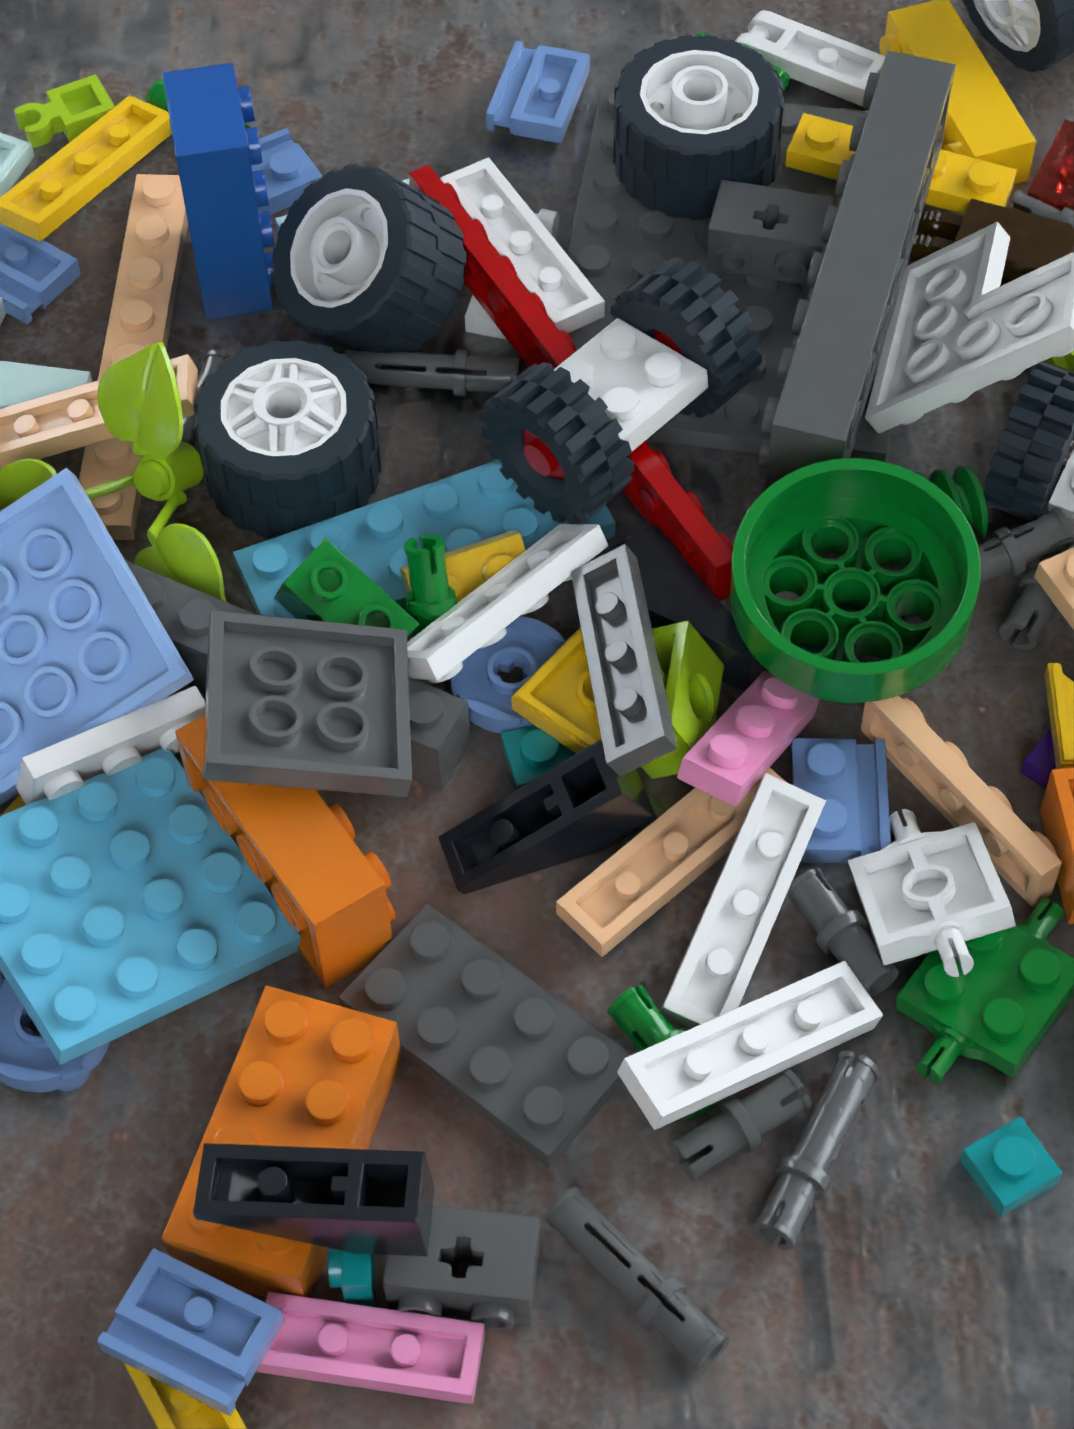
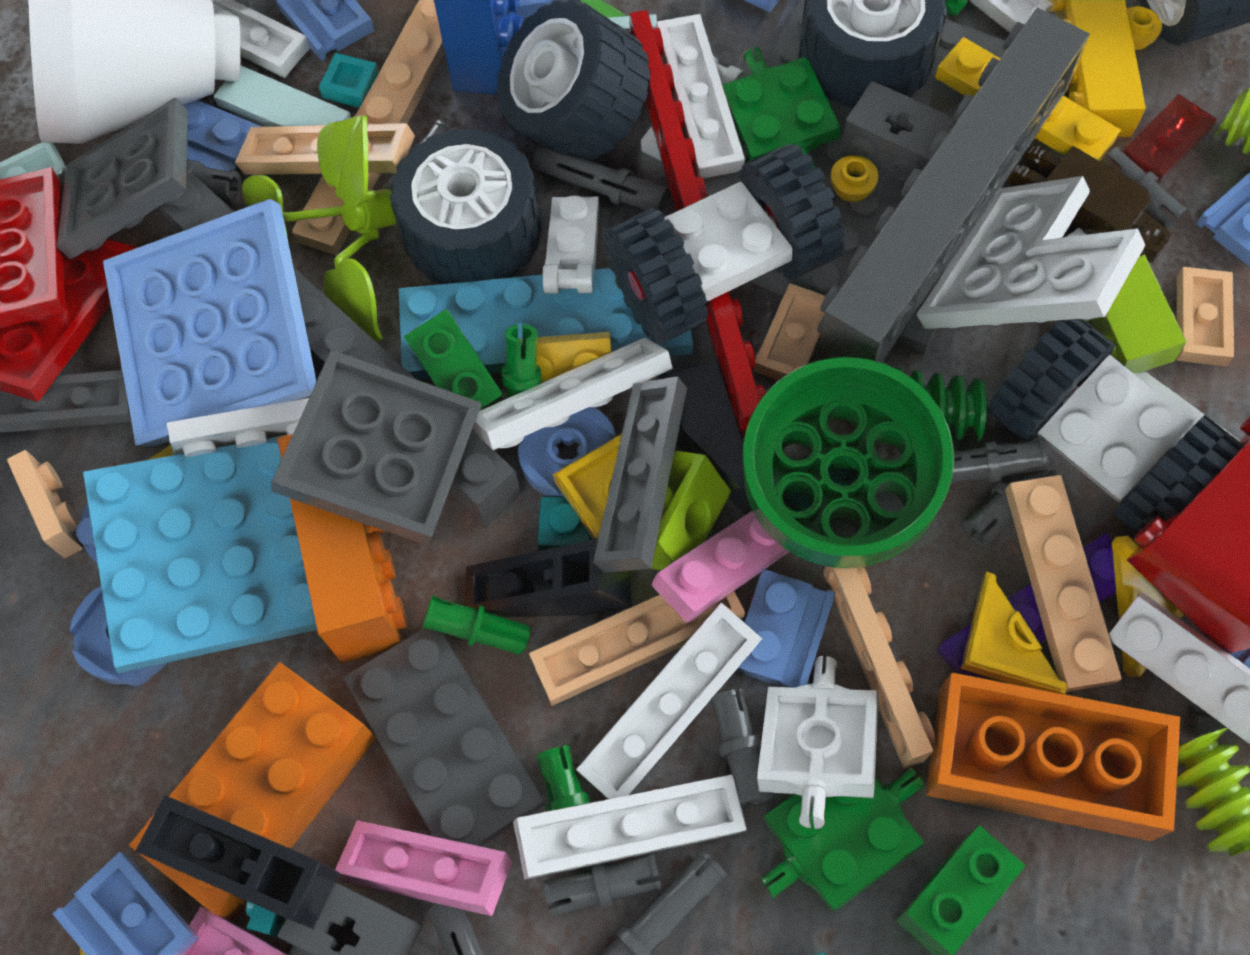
camera: 20 degrees right, 10 degrees up
(74, 336) = (348, 80): none -> teal plate
(430, 447) = (571, 245): none -> white plate
(479, 891) = (476, 625): none -> green axle
(532, 1160) = (424, 867): none -> bright pink plate
(620, 234) = (779, 107): none -> green plate
(729, 475) = (792, 333): none -> light nougat plate
(747, 287) = (854, 188): none -> yellow plate
(1001, 58) = (1144, 26): none -> yellow plate

